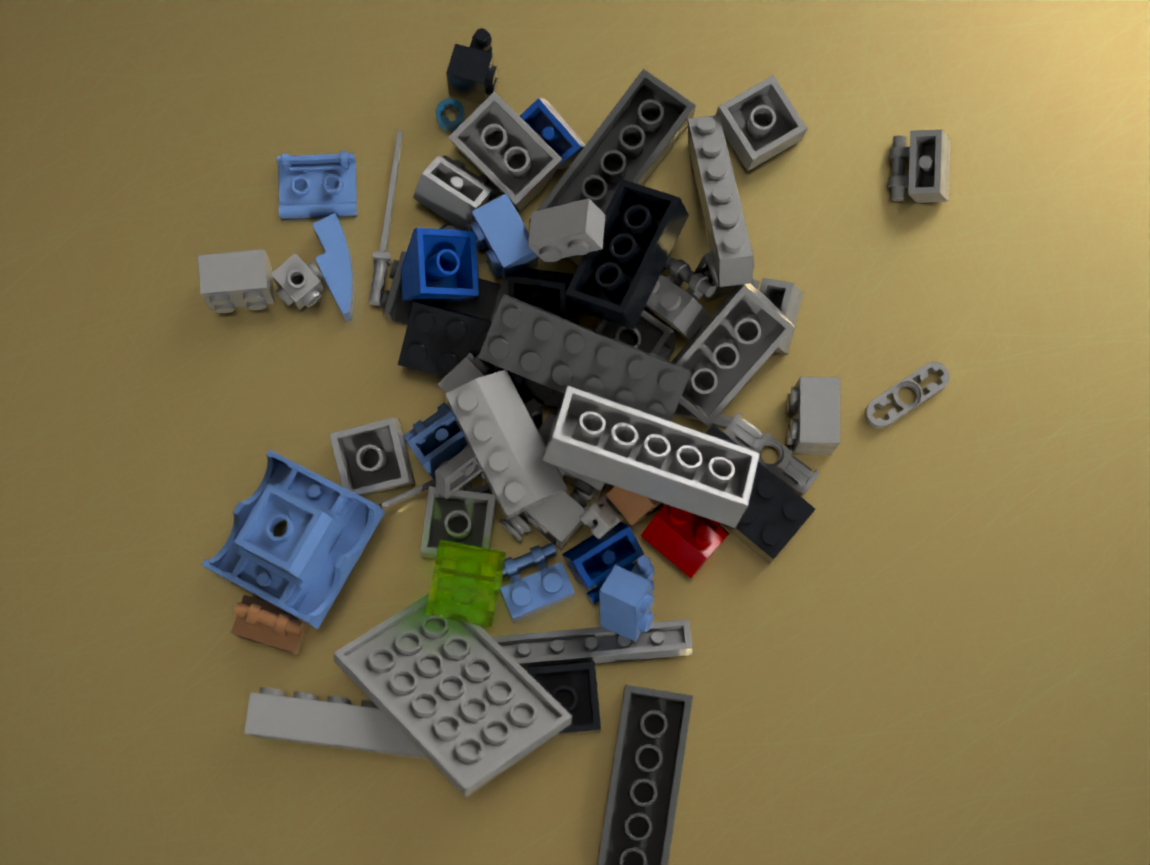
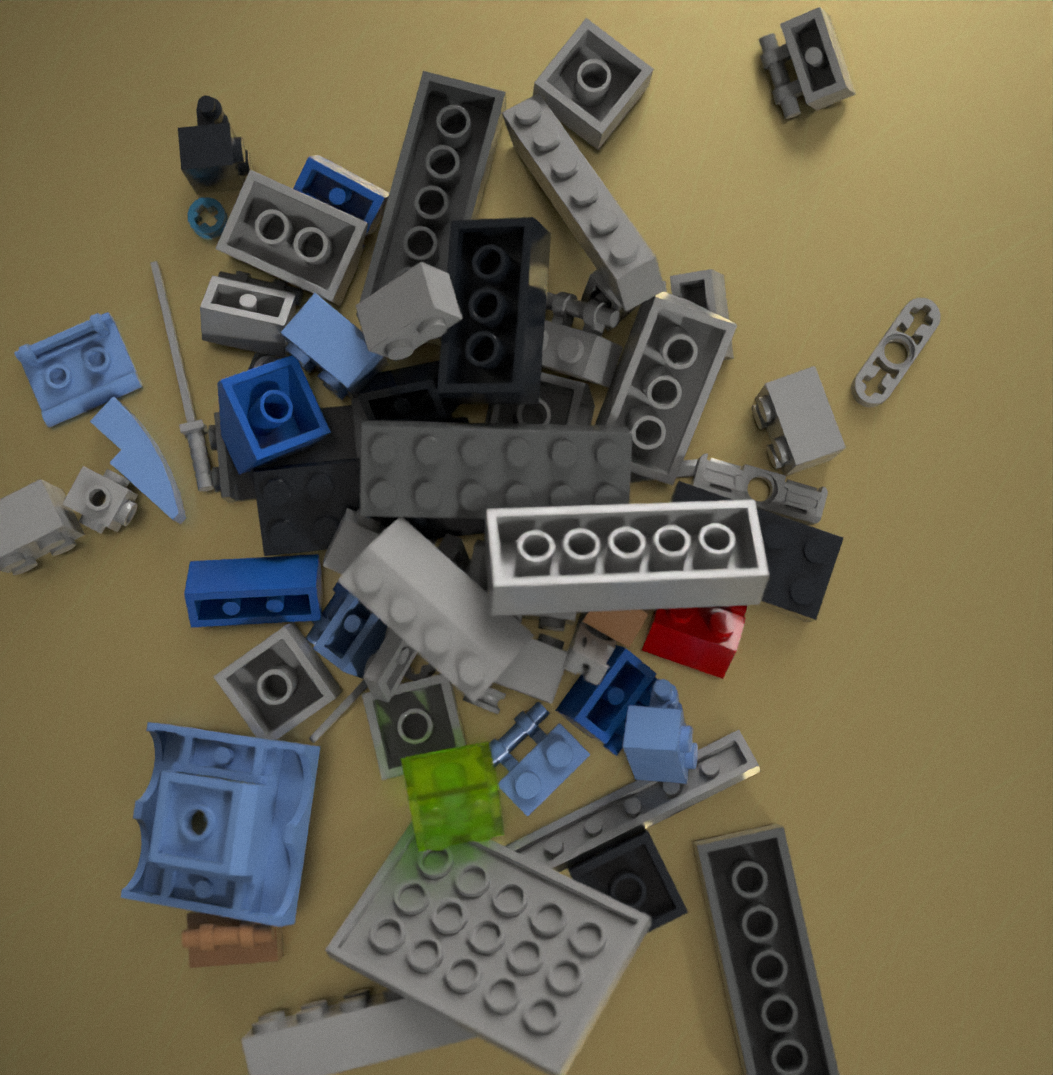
camera: 15 degrees left, 5 degrees up
(381, 387) = (254, 590): none -> blue brick

